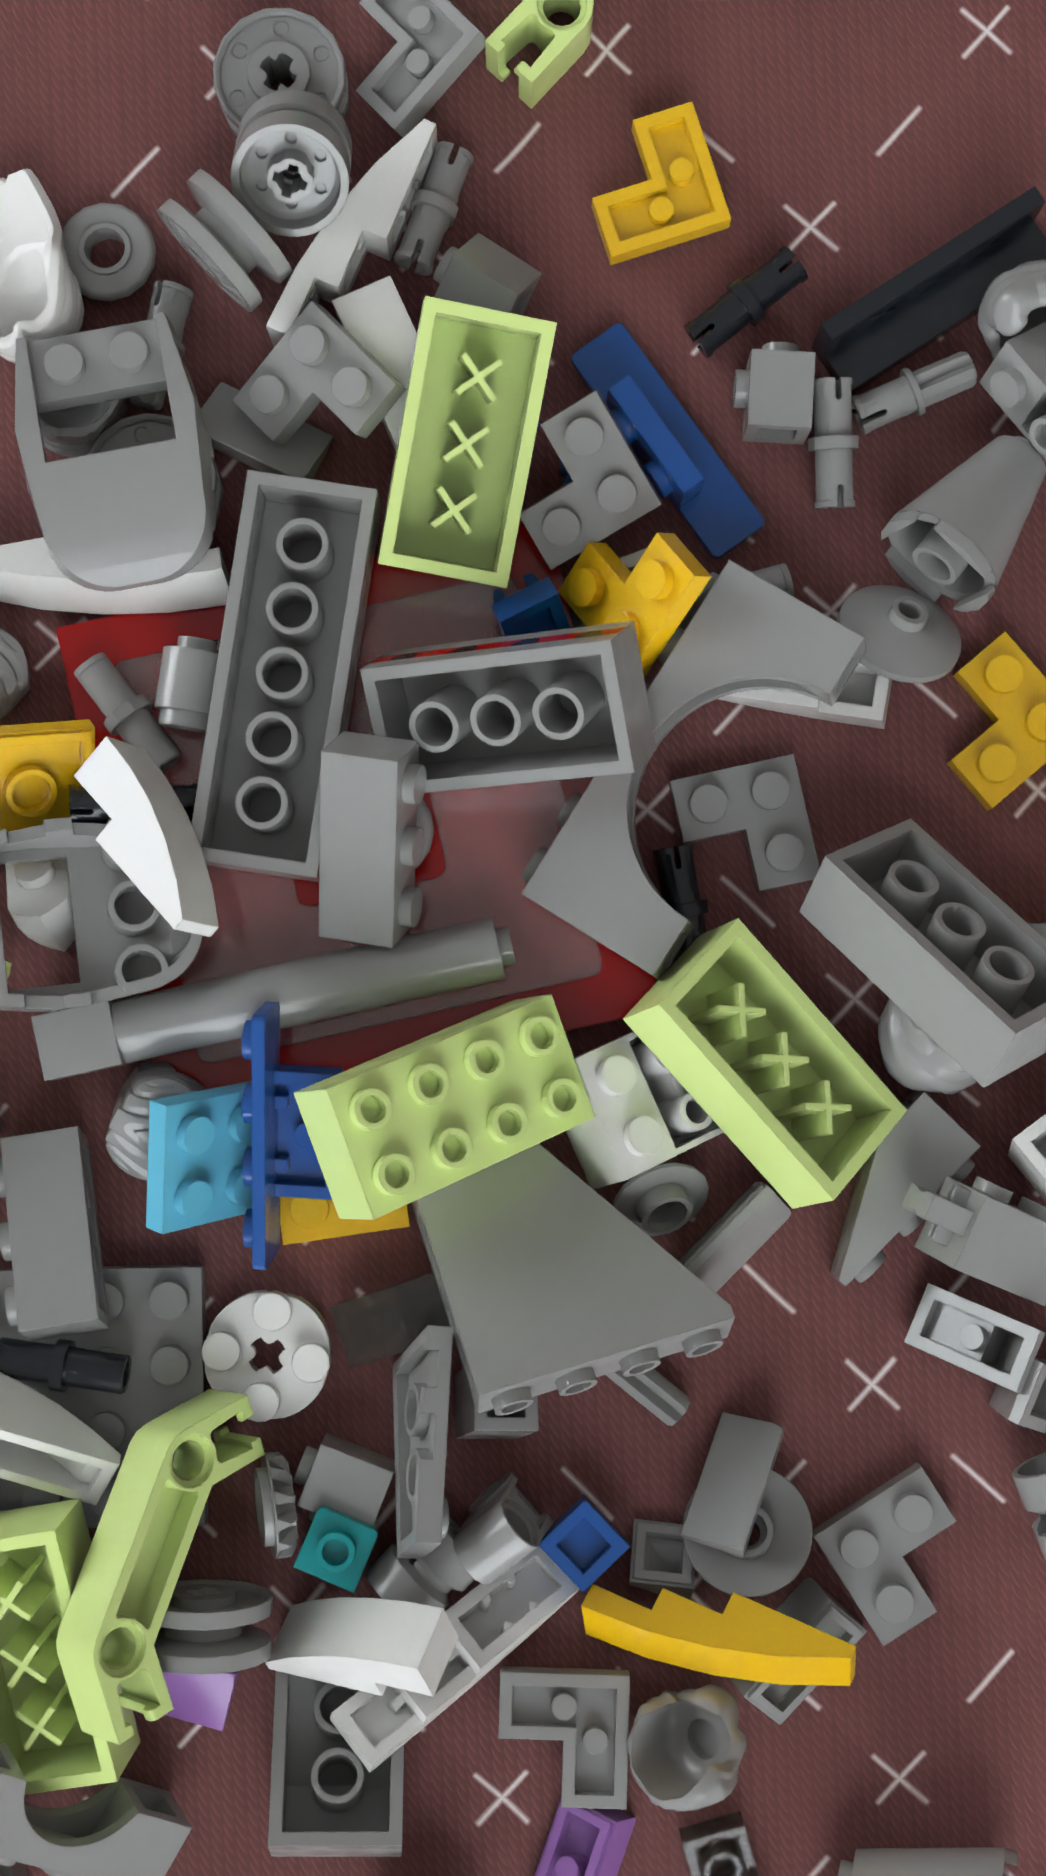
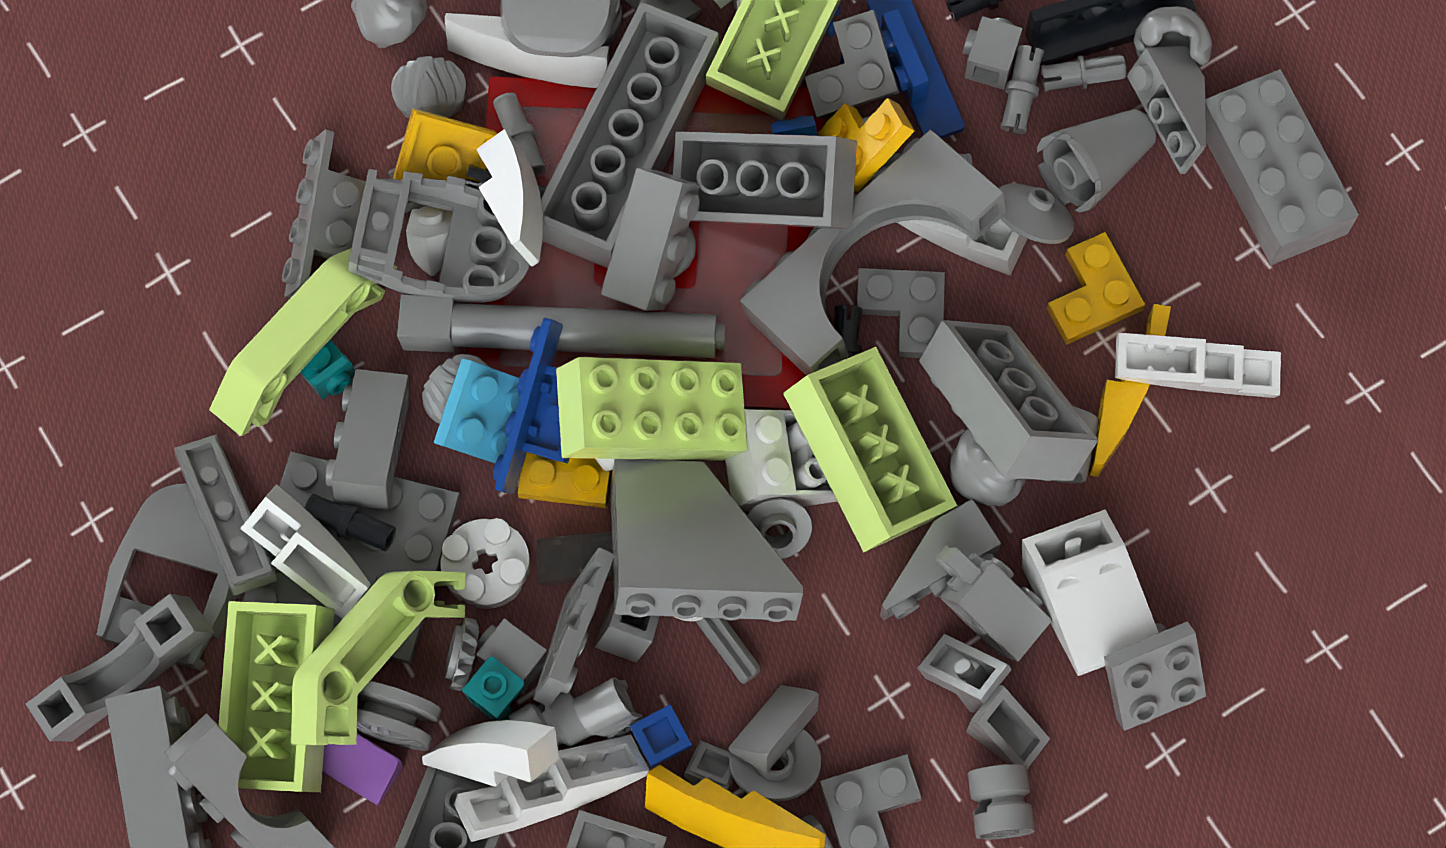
camera: 20 degrees right, 15 degrees down
(186, 683) = (561, 125): light grey brick -> none
(736, 1236) = (827, 565): light grey slope -> none

